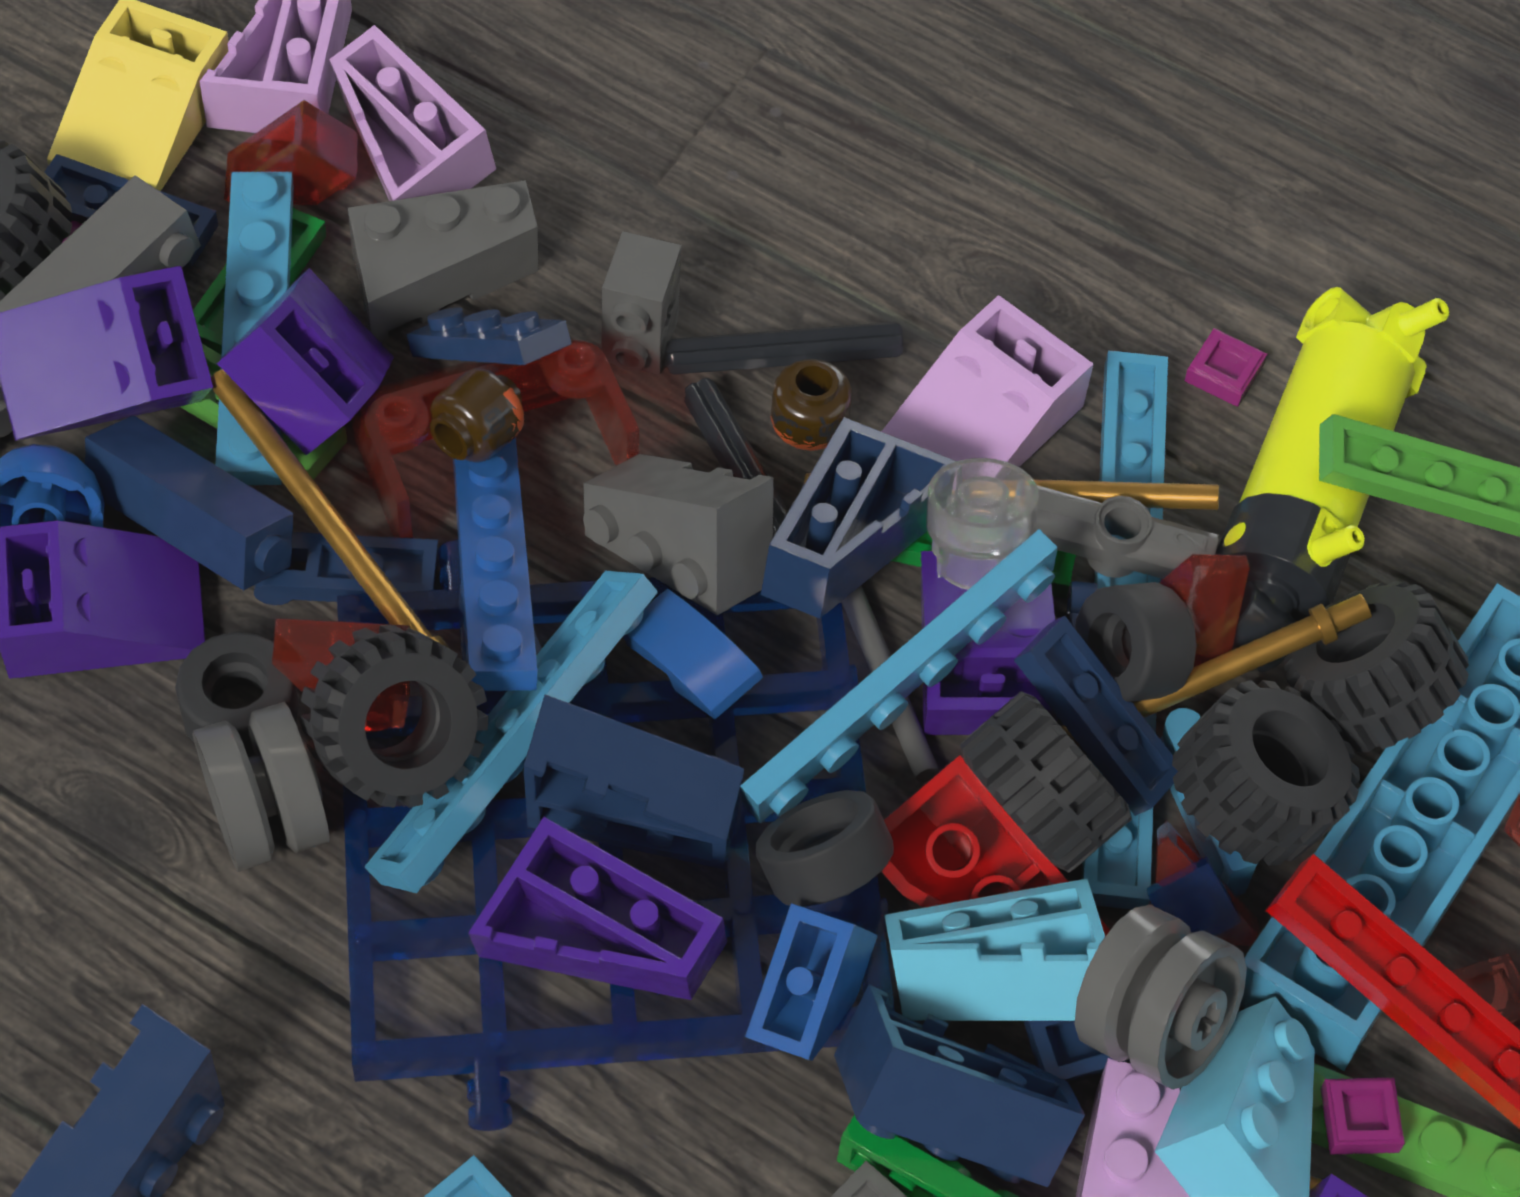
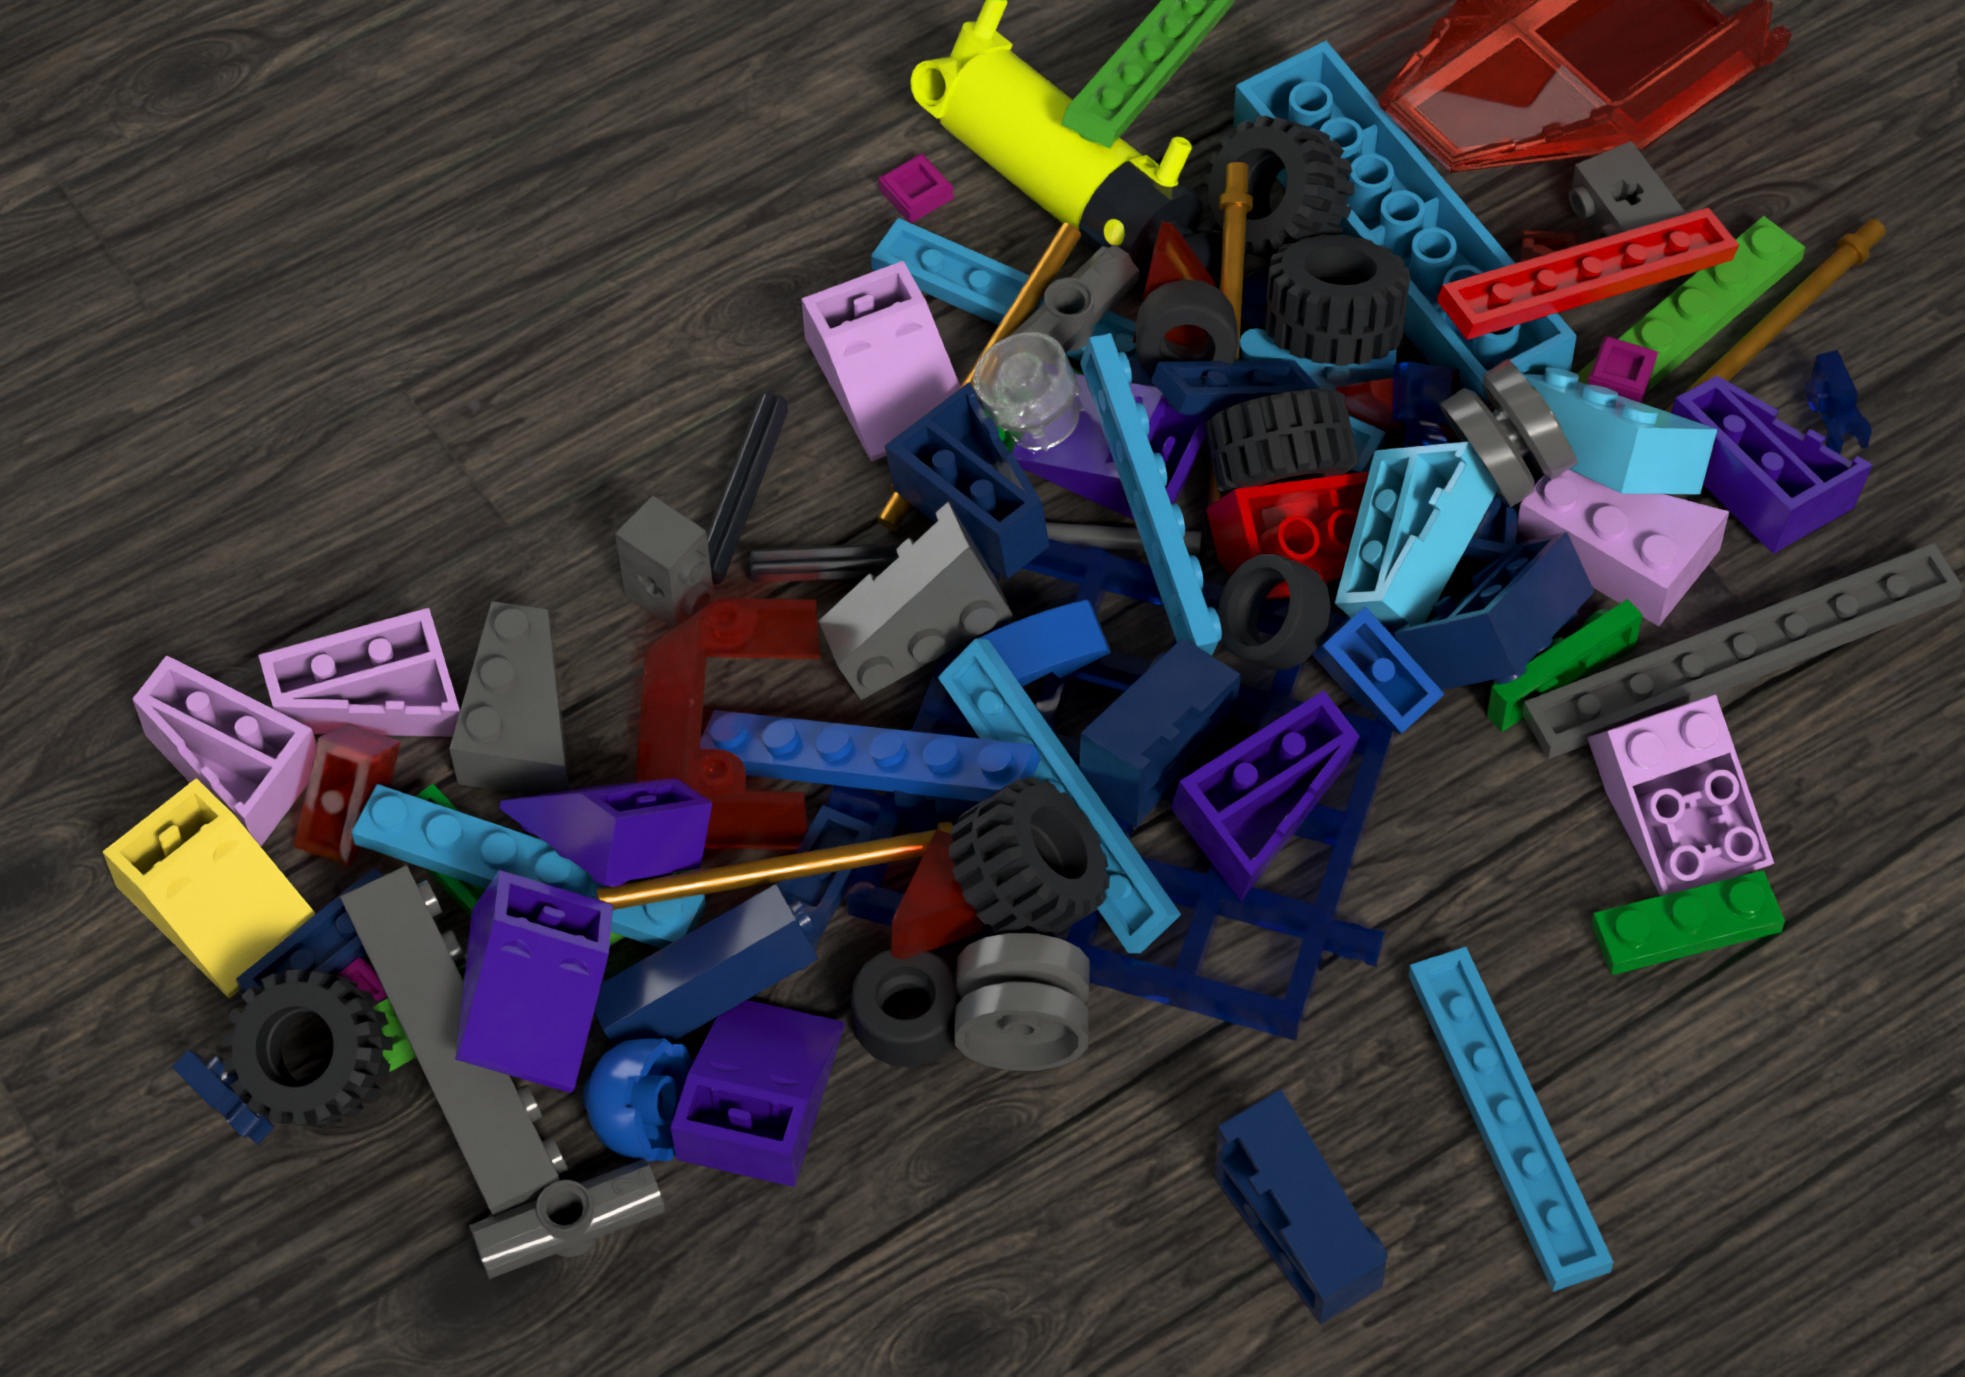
camera: 60 degrees left, 0 degrees up
(476, 415) = (738, 715): dark brown head -> none
(488, 337) = (651, 687): dark blue plate -> none
(810, 403) = (824, 482): dark brown head -> none

